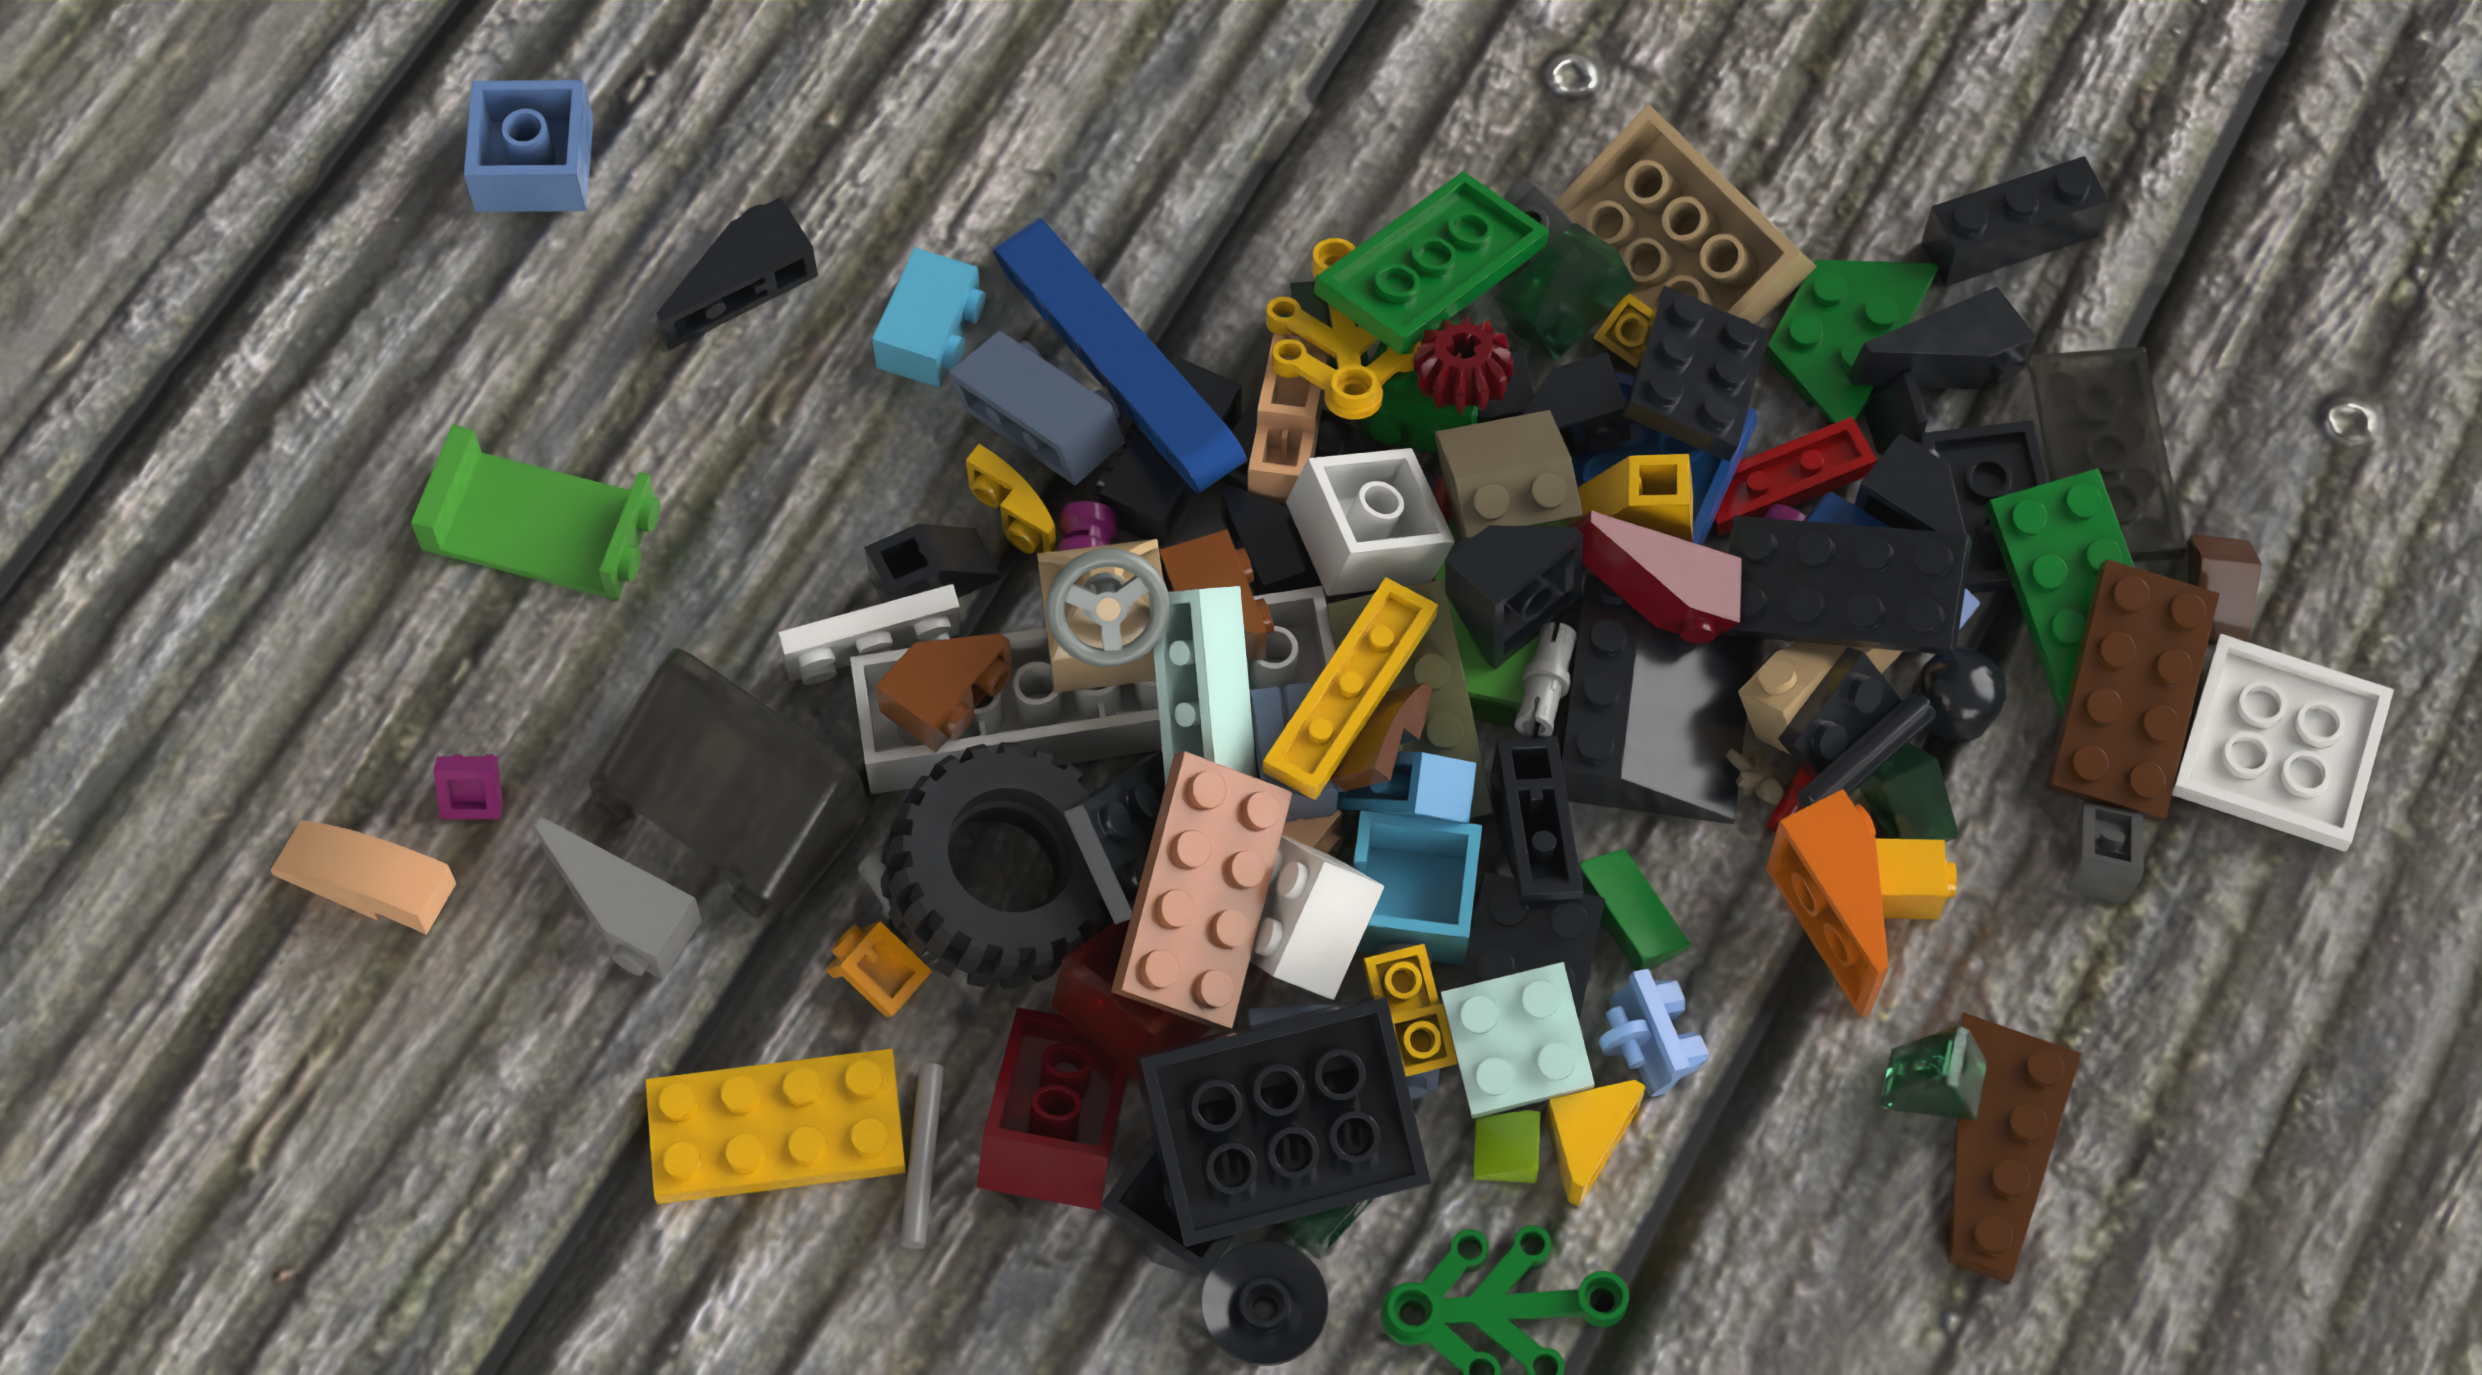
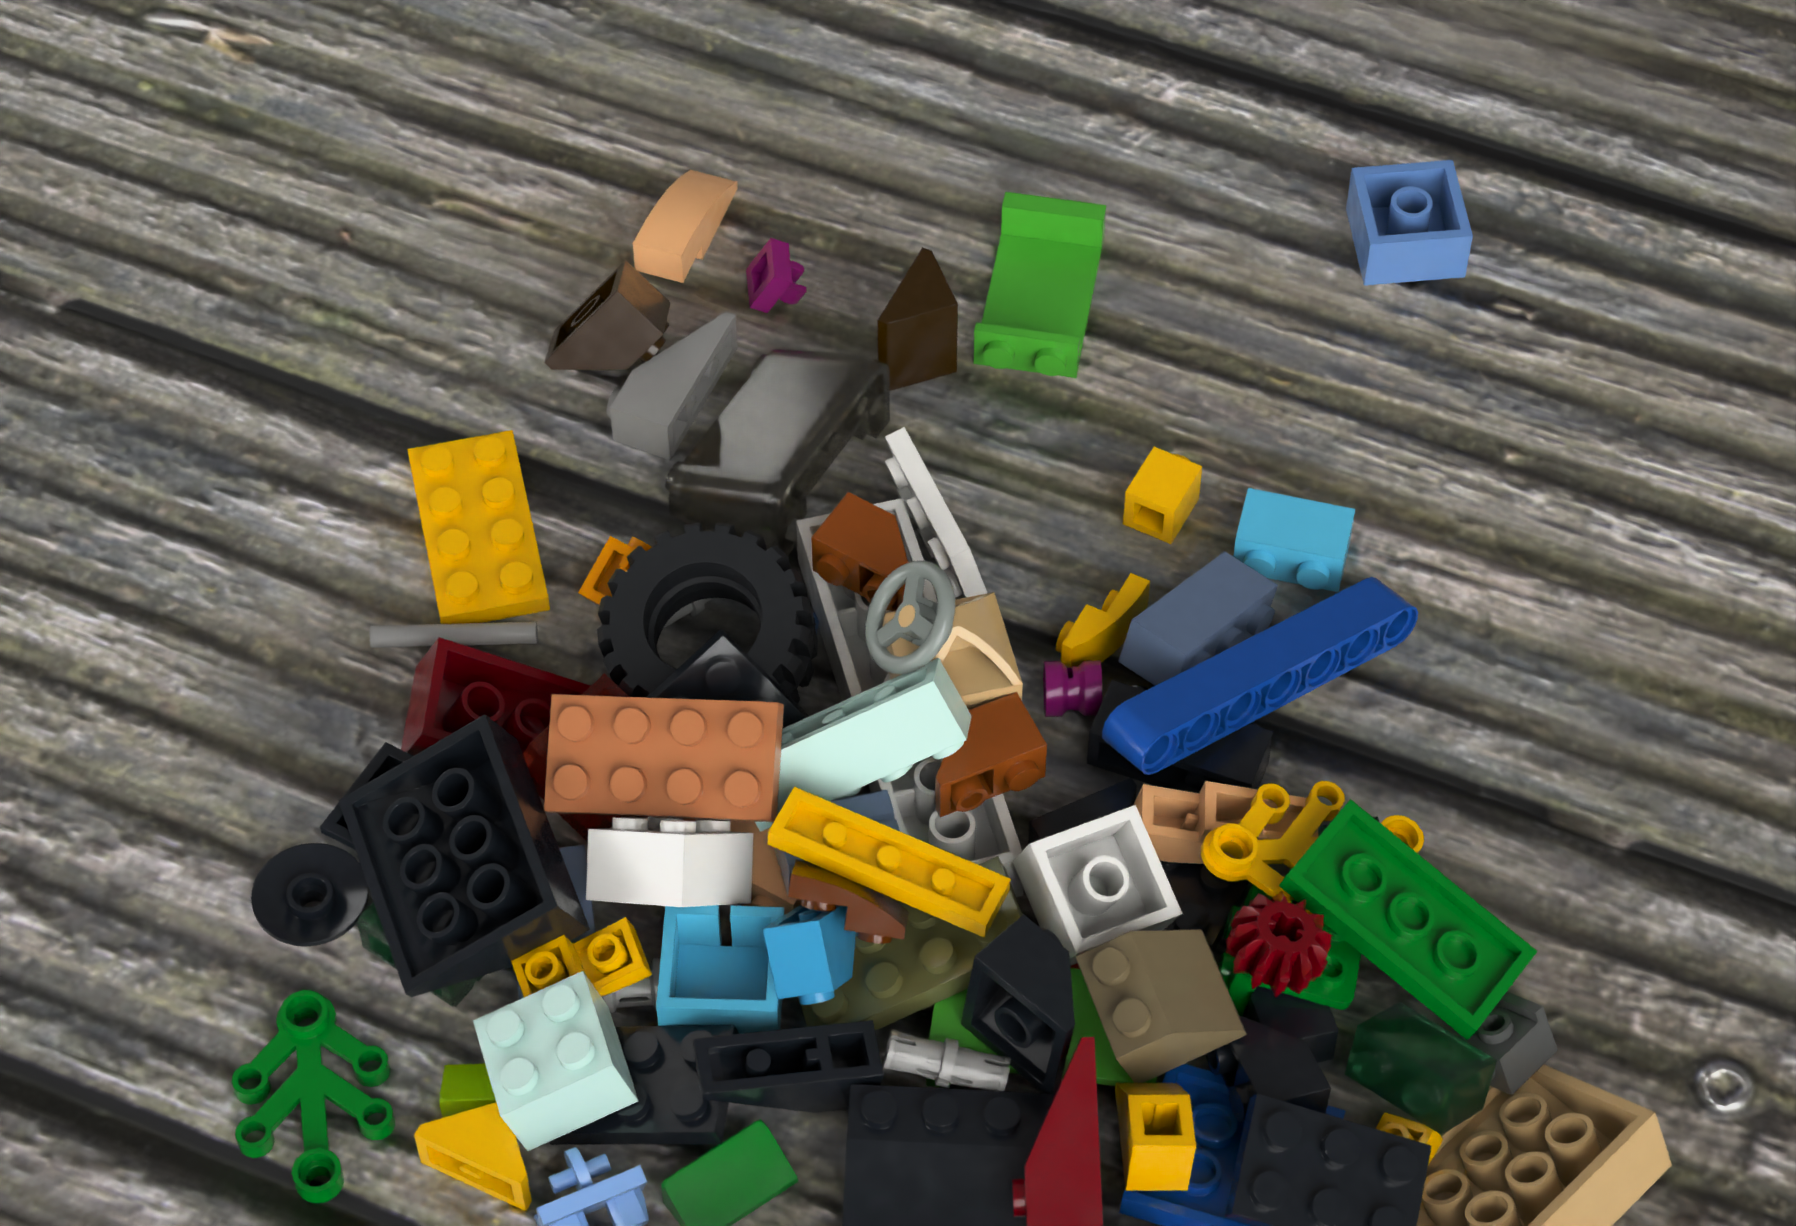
camera: 85 degrees right, 10 degrees down
(532, 955) = (612, 326): none -> dark brown slope
(585, 624) = (919, 326): none -> dark brown slope
(743, 268) = (1318, 396): black slope -> none
(849, 428) = (1162, 495): none -> yellow brick
(929, 559) = (1020, 564): black slope -> none

